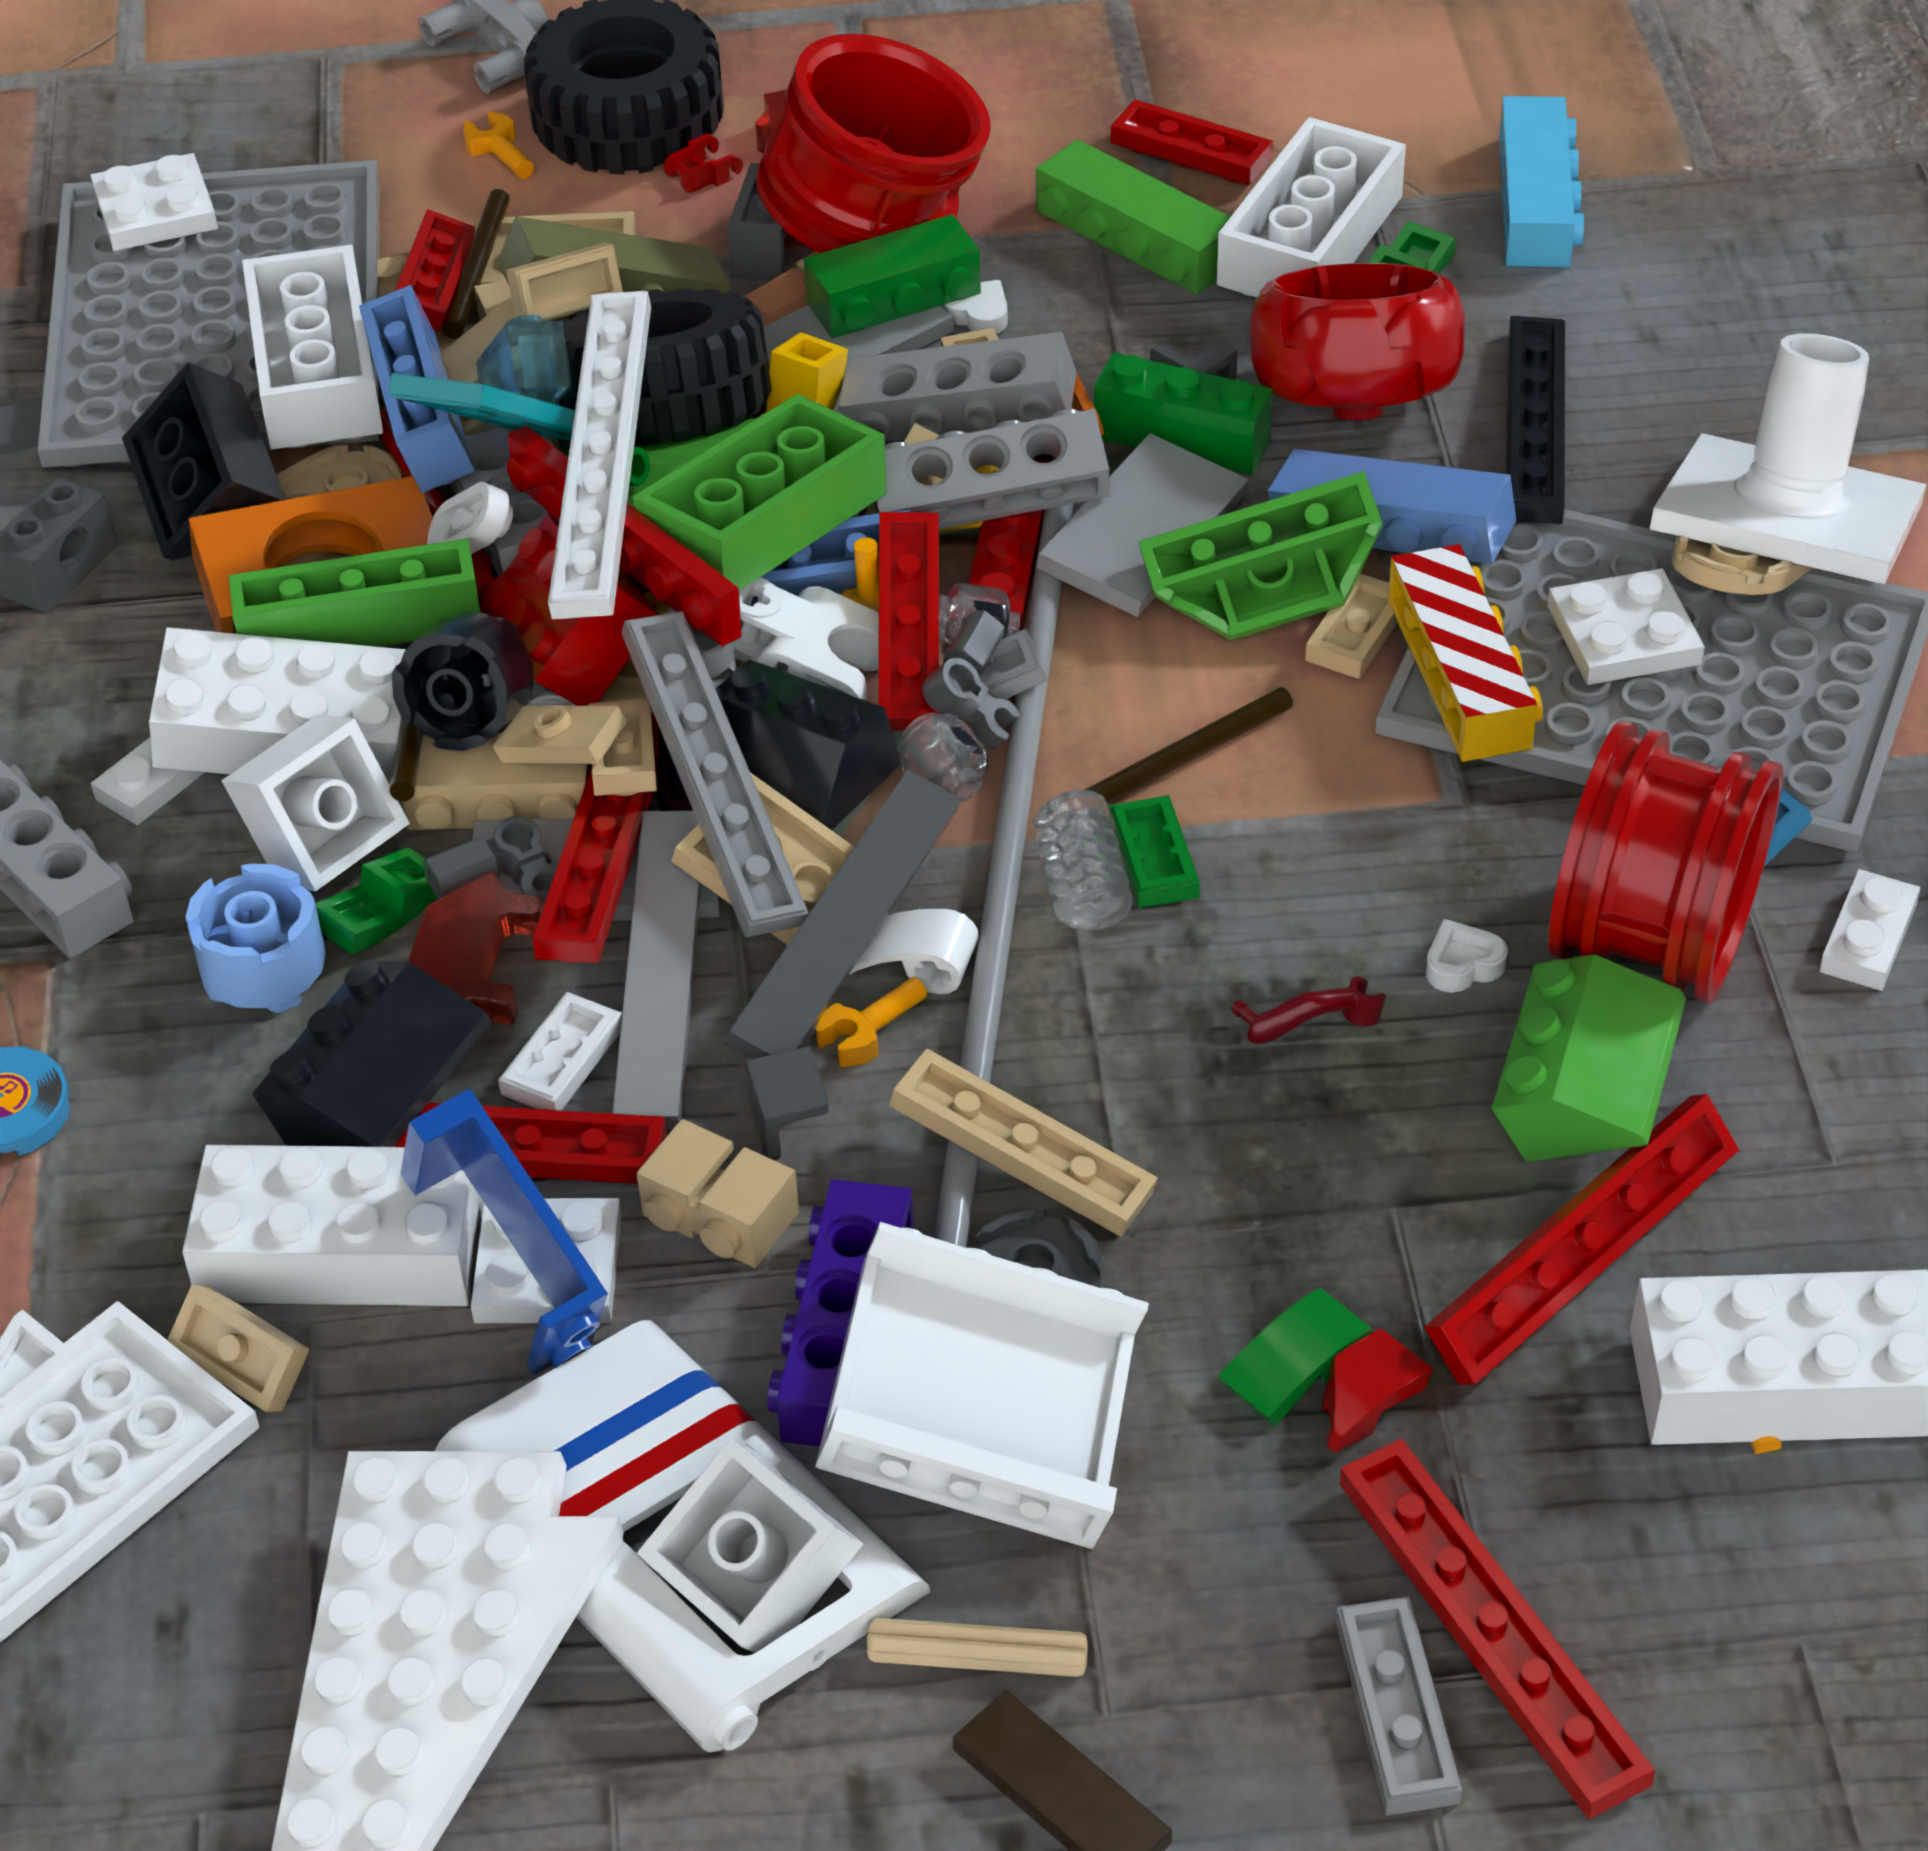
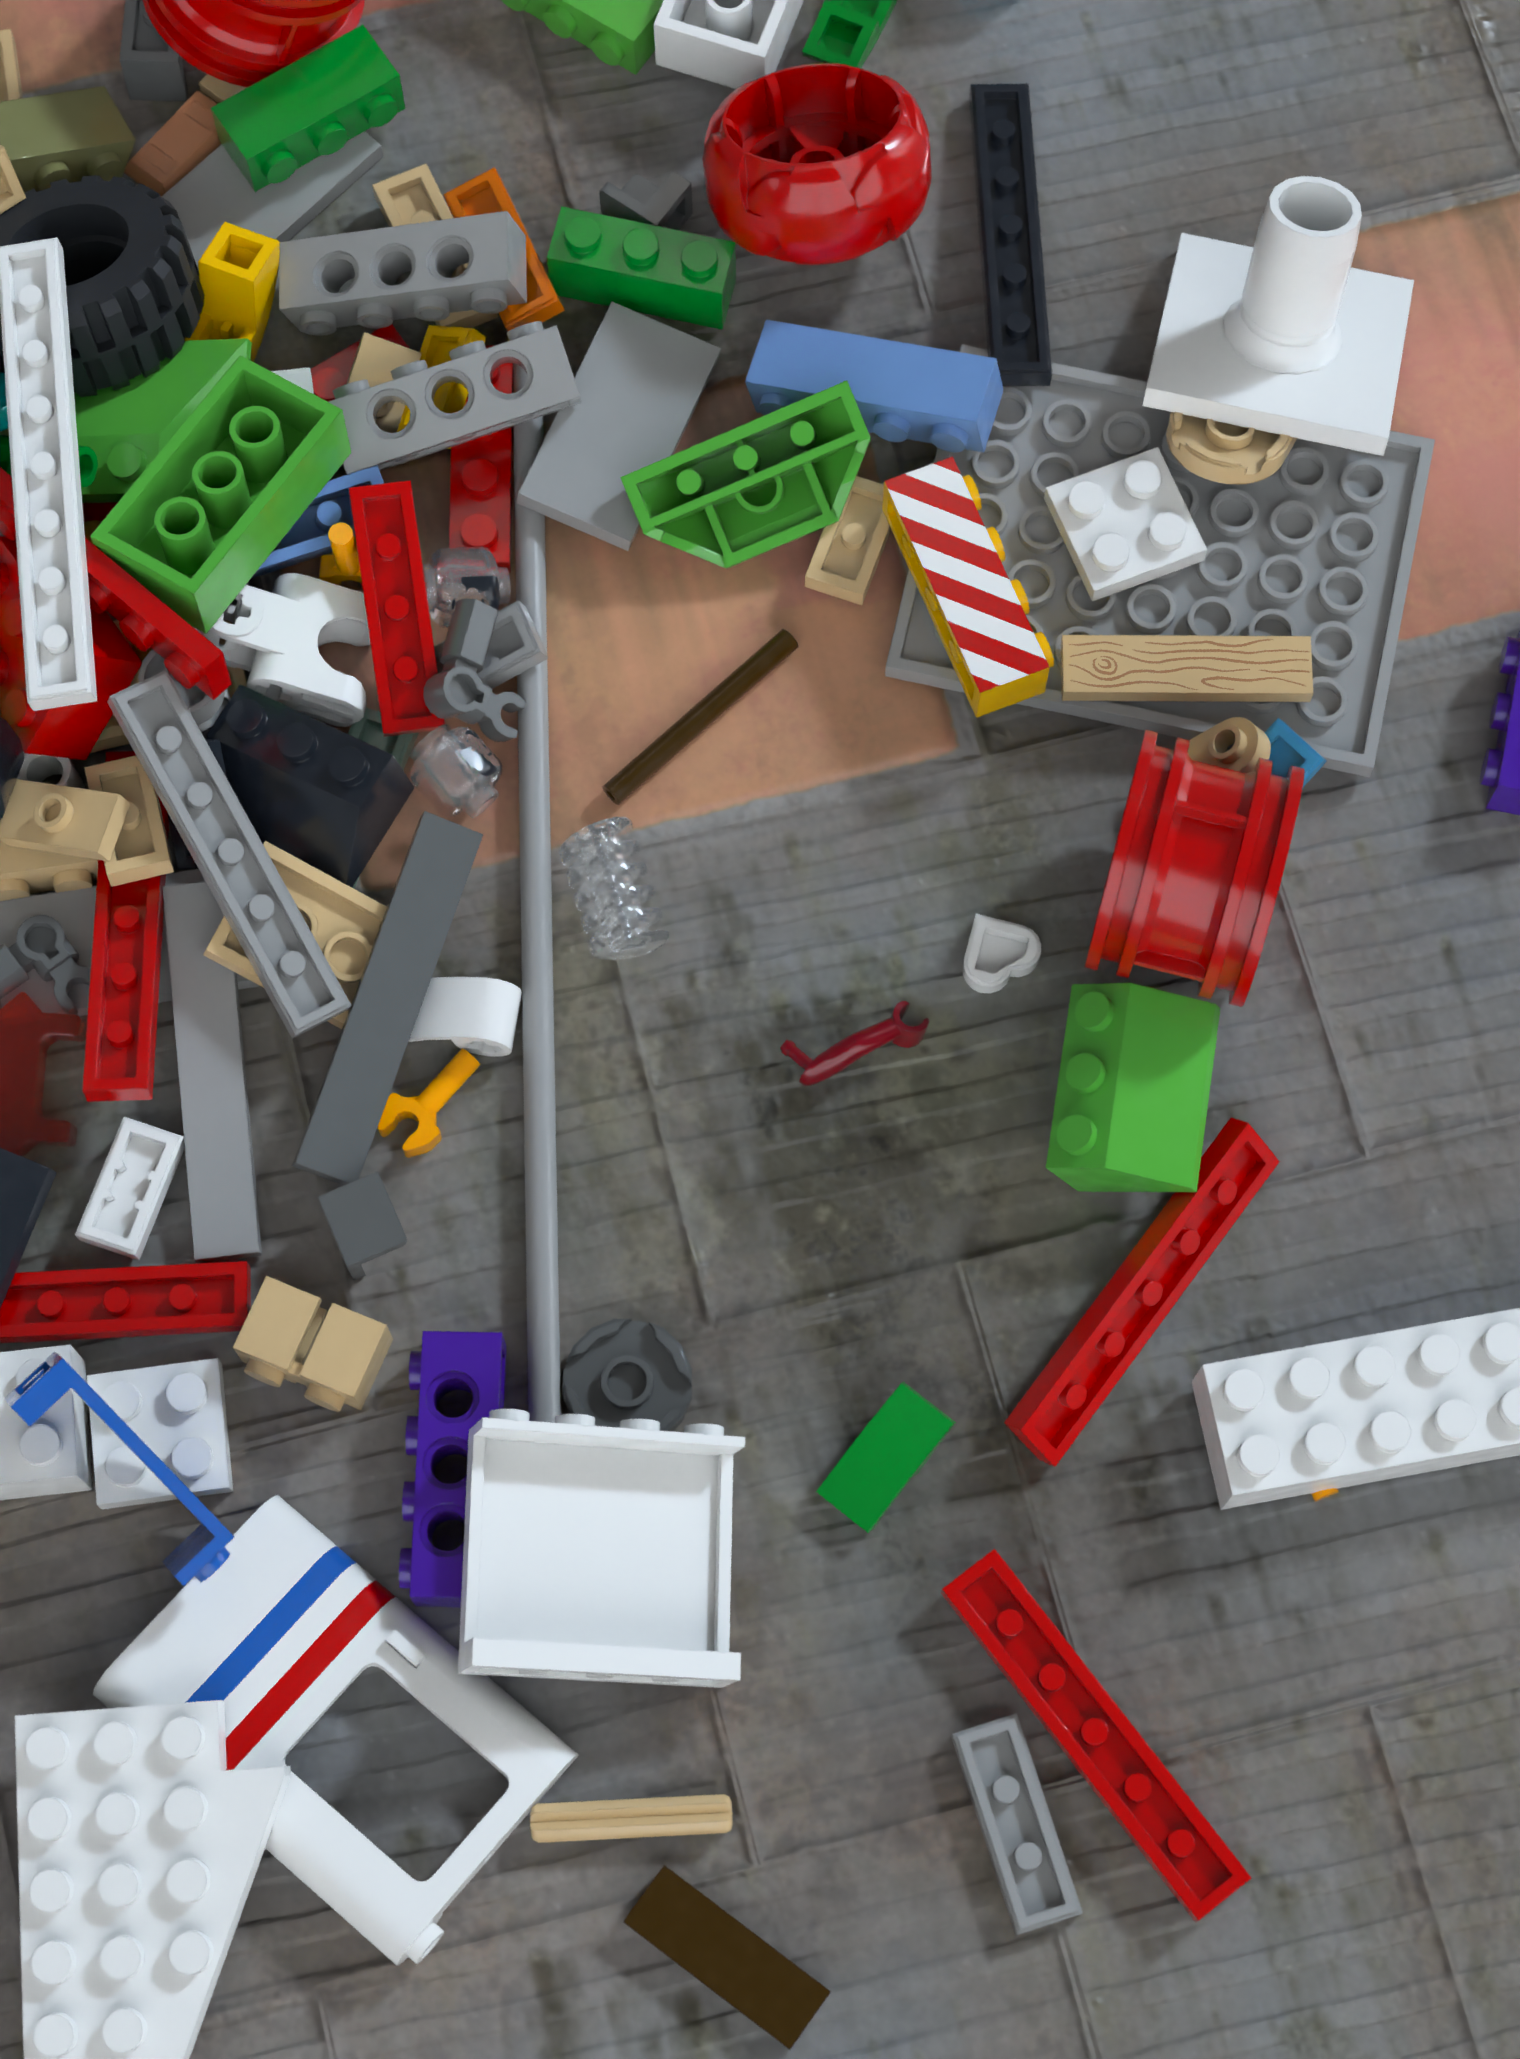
camera: 10 degrees left, 25 degrees up
(749, 1548) = (410, 1769): white brick -> none
(983, 309) = (412, 129): white tile -> none
(1023, 1142) = (600, 1252): tan plate -> none
(1154, 852) = (681, 861): green plate -> none
(1368, 1381) = (956, 1482): red slope -> none
(1699, 735) = (1186, 668): none -> tan tile
(1870, 929) = (1387, 872): white plate -> none

